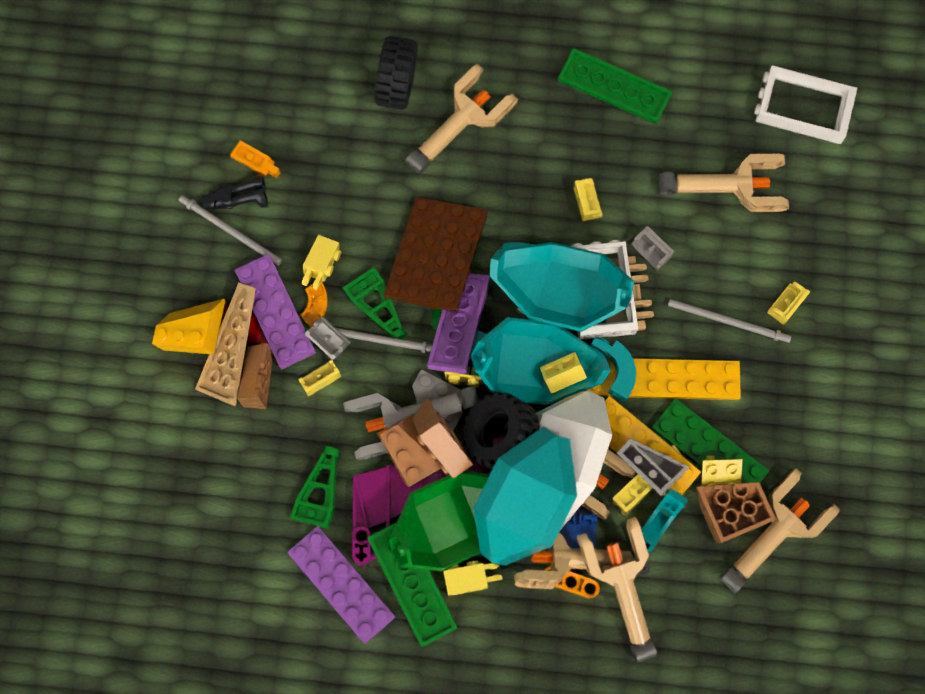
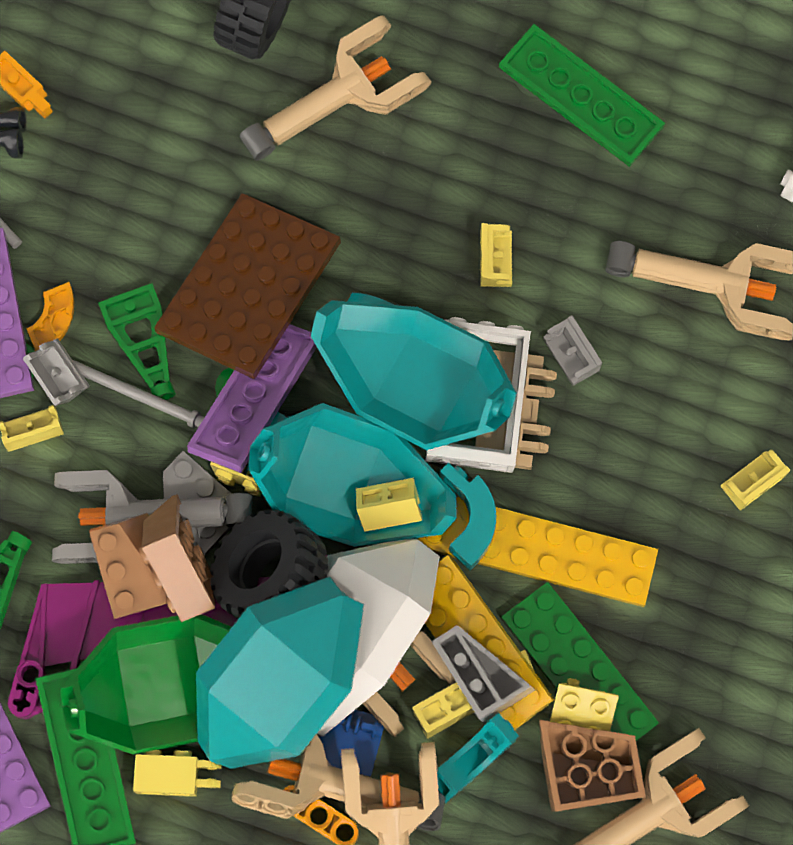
camera: 10 degrees right, 0 degrees up
(320, 261) = (75, 256): light yellow hinge -> none
(777, 335) = (725, 523): light grey bar -> none

